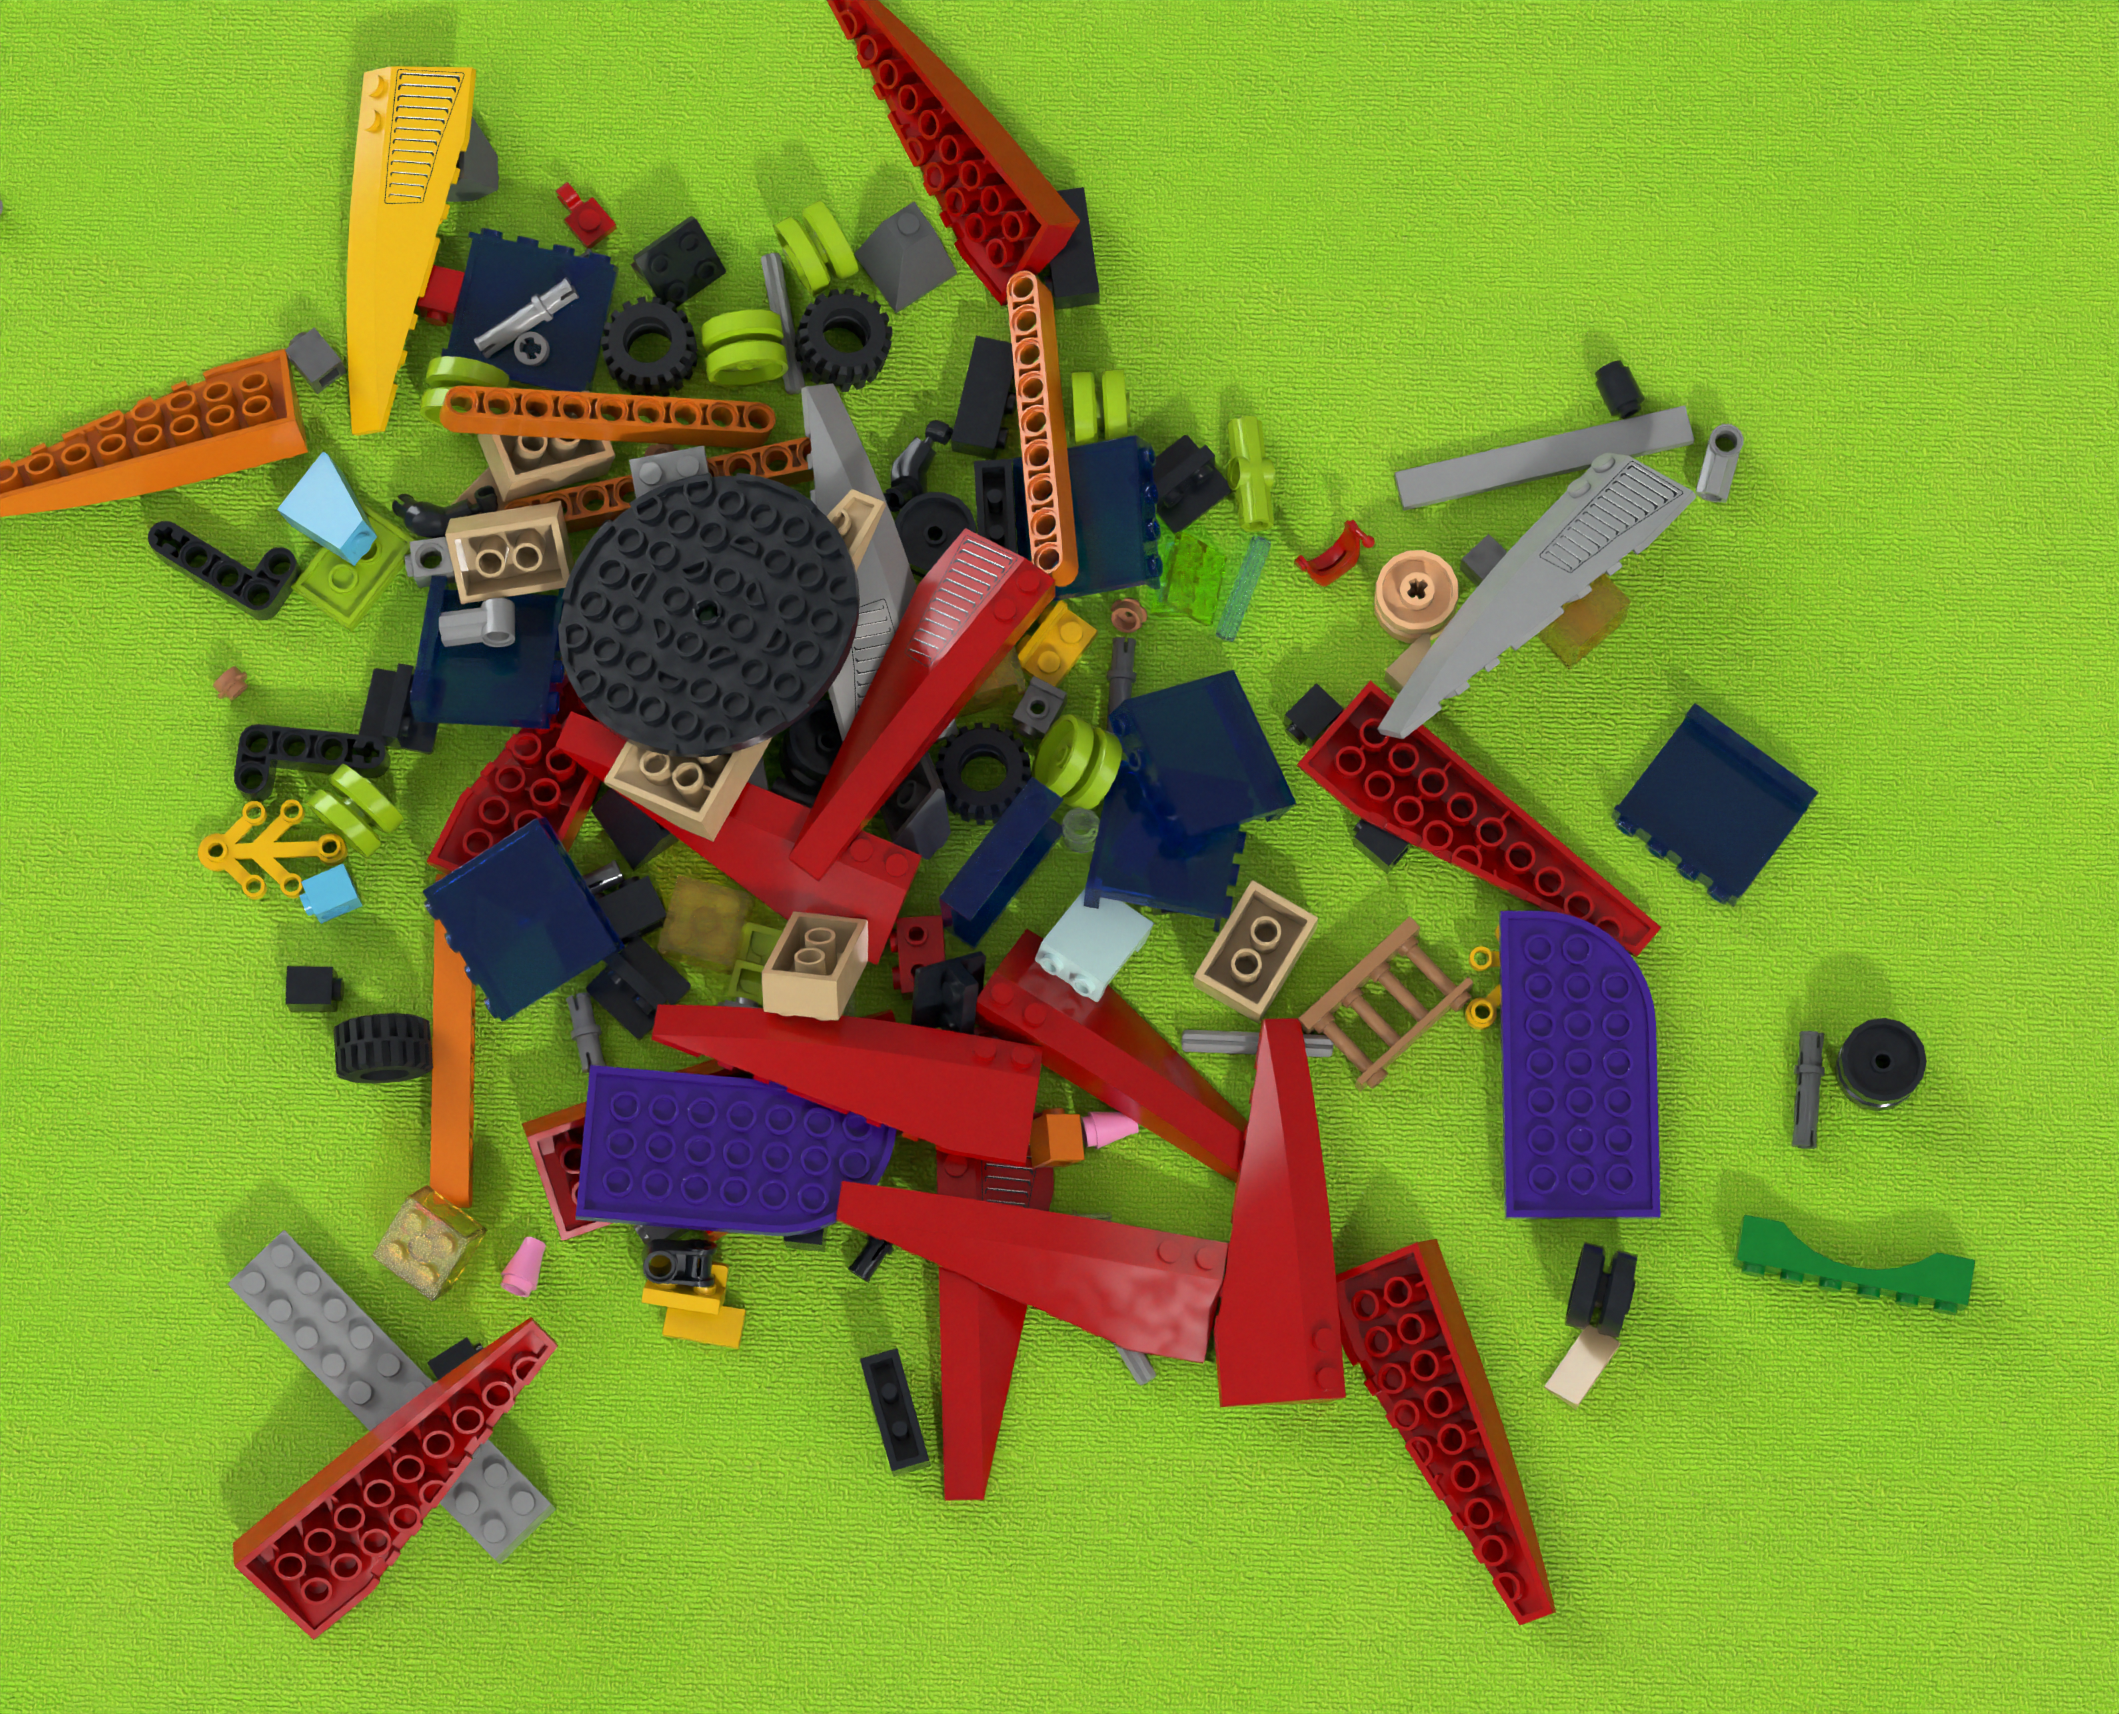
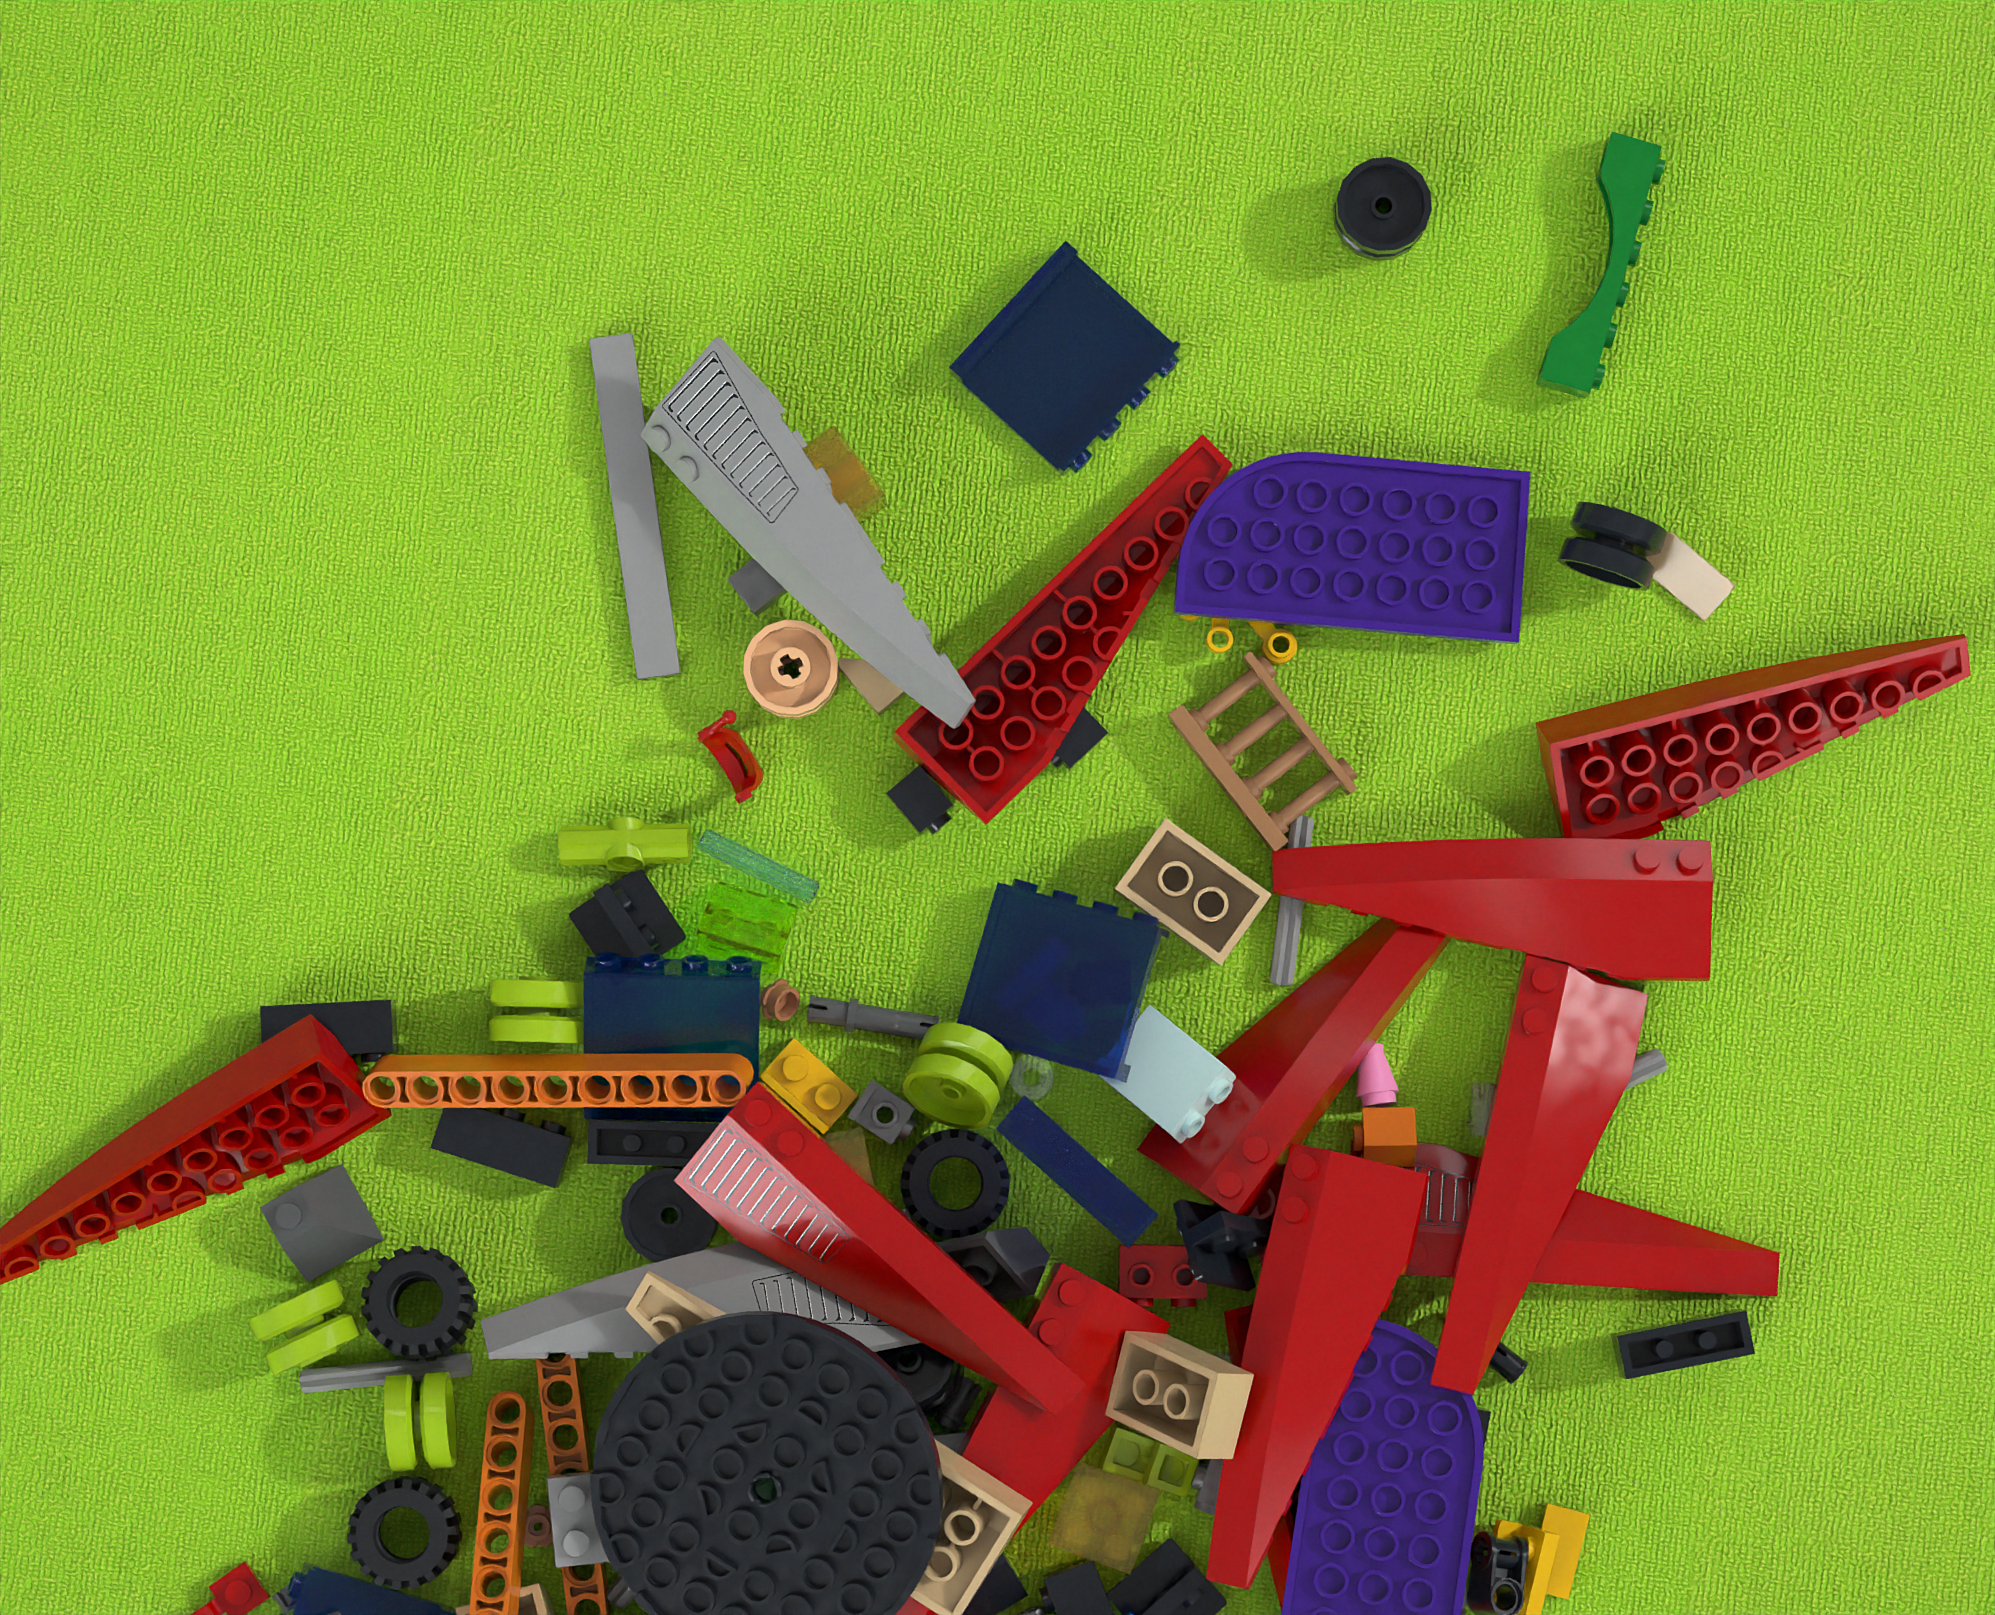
camera: 90 degrees left, 10 degrees up
(679, 263) = (304, 1490): black bracket -> none
(910, 468) = (582, 1238): black arm -> none
(1201, 758) = (968, 932): clear blue panel -> none
(1619, 389) = (564, 411): black brick -> none
(1719, 466) = (669, 308): light grey piece -> none
(1808, 1087) = (1398, 292): dark grey pin -> none

